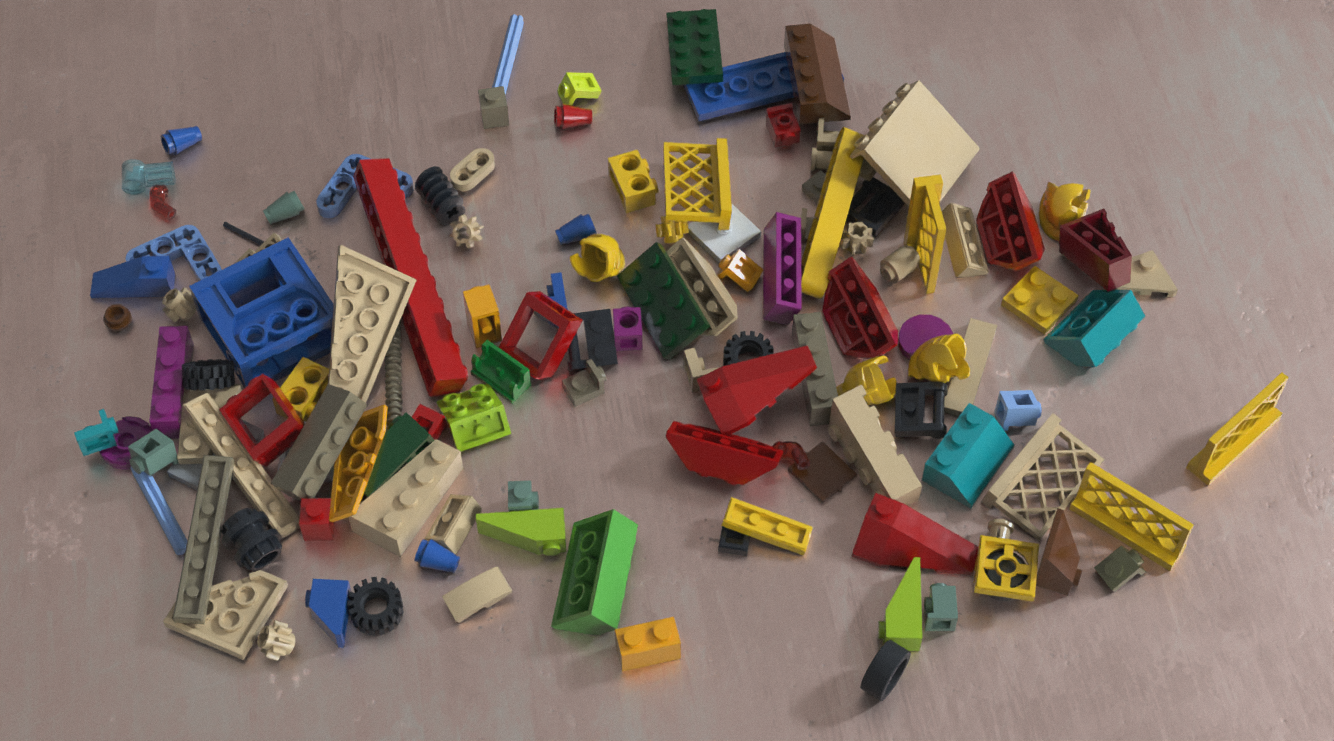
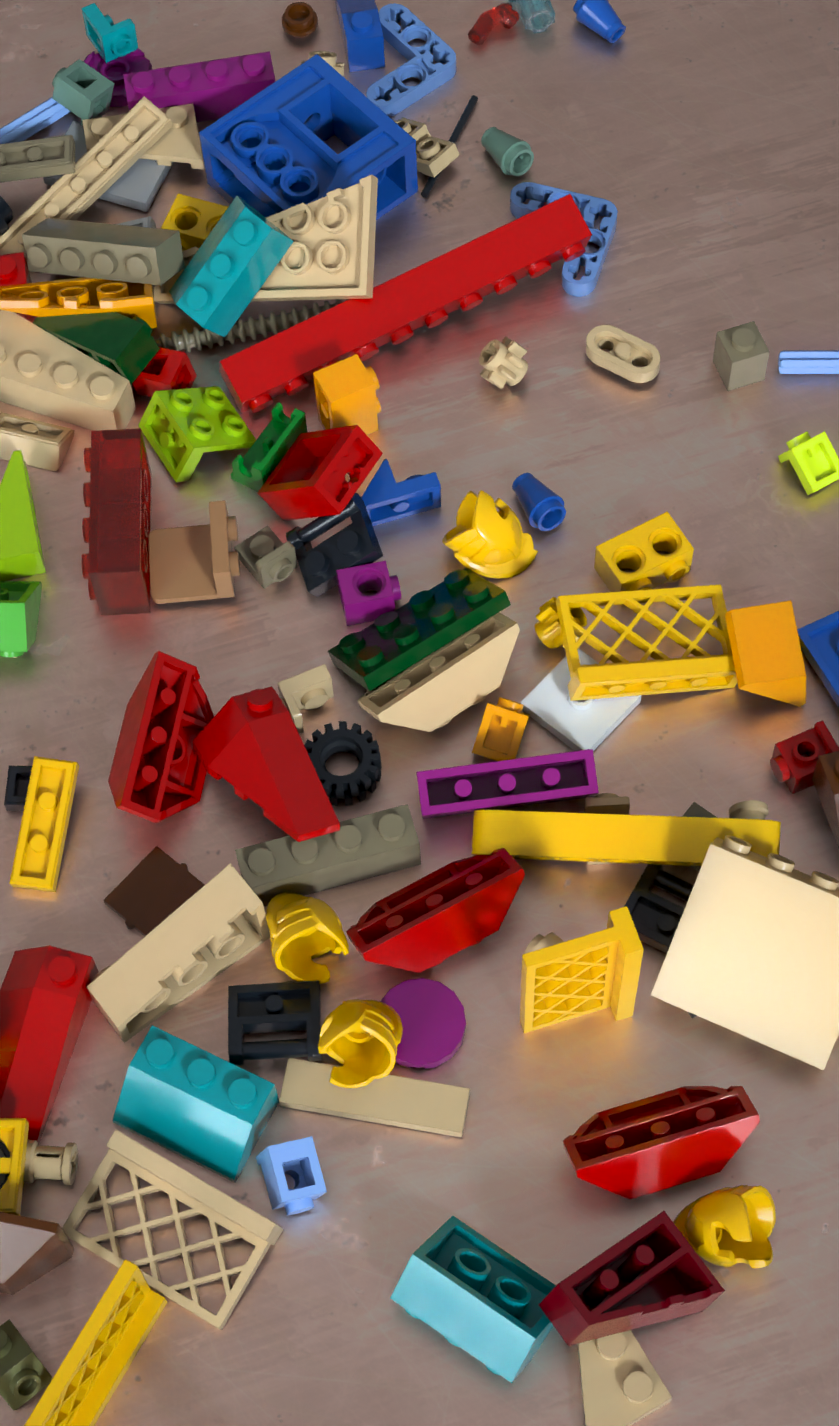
camera: 85 degrees right, 5 degrees up
(208, 374) = (197, 109): black tyre -> none
(278, 440) = (105, 190): red window -> none
(361, 360) = (229, 267): none -> teal slope
(439, 195) = (560, 318): black piece -> none
(521, 496) = (55, 508): sand green brick -> none
(550, 456) = (118, 522): none -> clear red brick
(571, 116) = (753, 459): red cone -> none
(580, 421) = (195, 560): none -> medium nougat bracket
(716, 121) = (768, 652): none -> light orange slope
(794, 452) = (178, 846): clear red arm -> none
(825, 139) = (800, 829): tan panel -> none
(857, 238) = (598, 883): tan gear -> none
(963, 241) = (635, 1070): tan slope -> none
(1039, 300) = (532, 1204): yellow plate -> none

